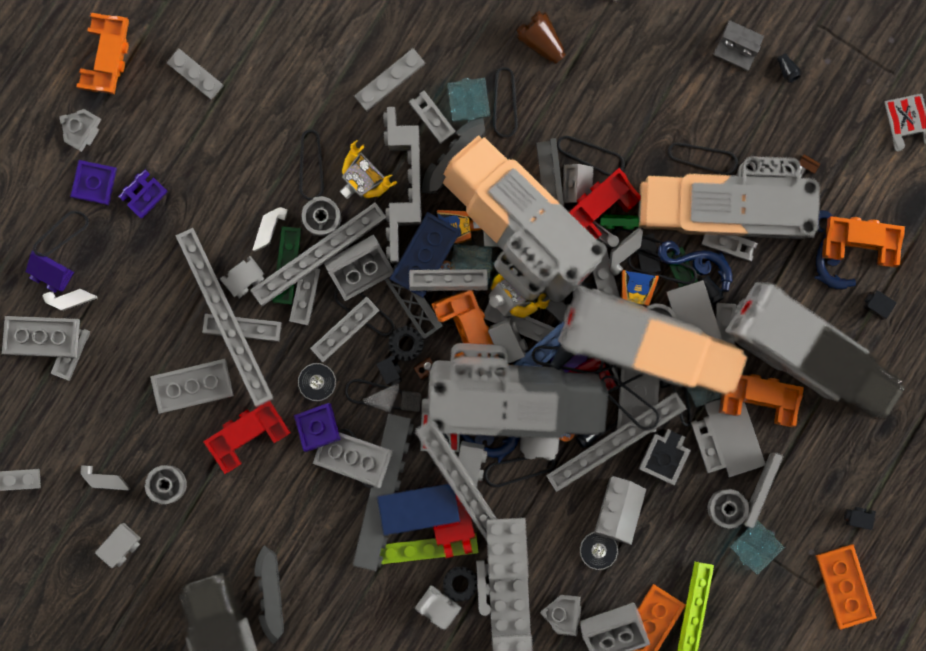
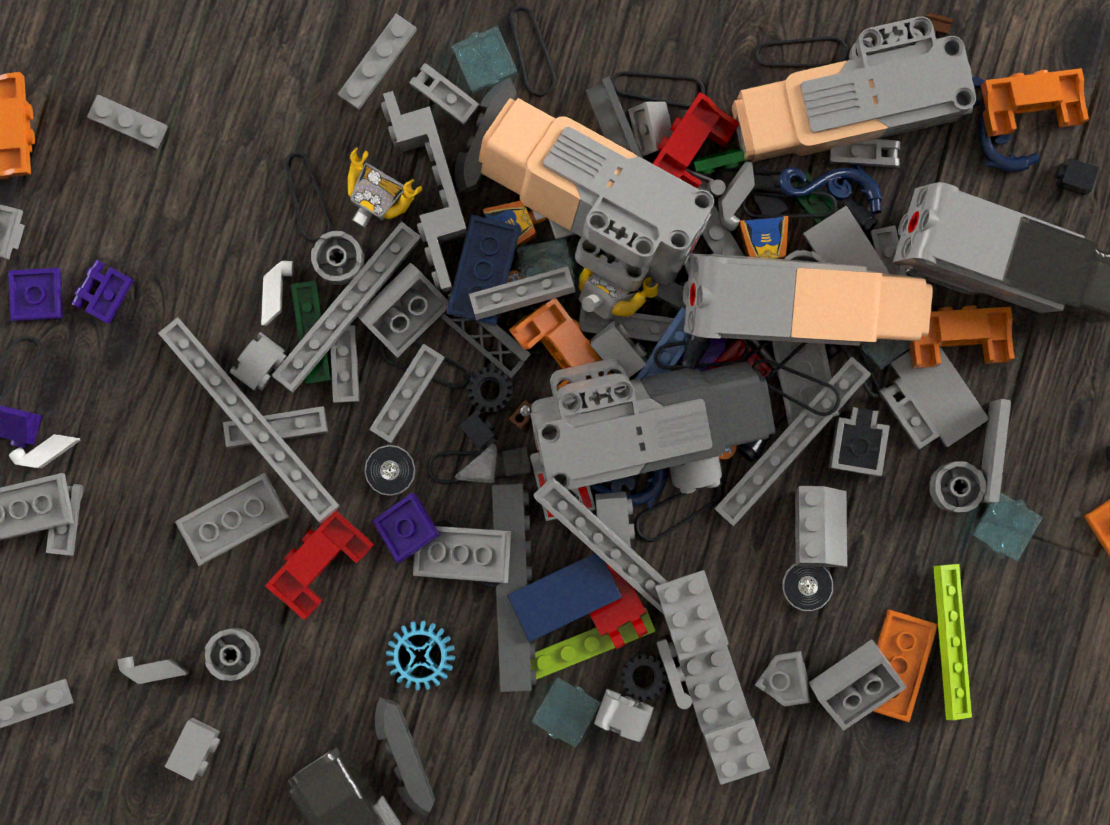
camera: 15 degrees left, 0 degrees up
(307, 531) = (429, 663): none -> medium azure gear
(397, 593) = (566, 712): none -> clear light blue plate

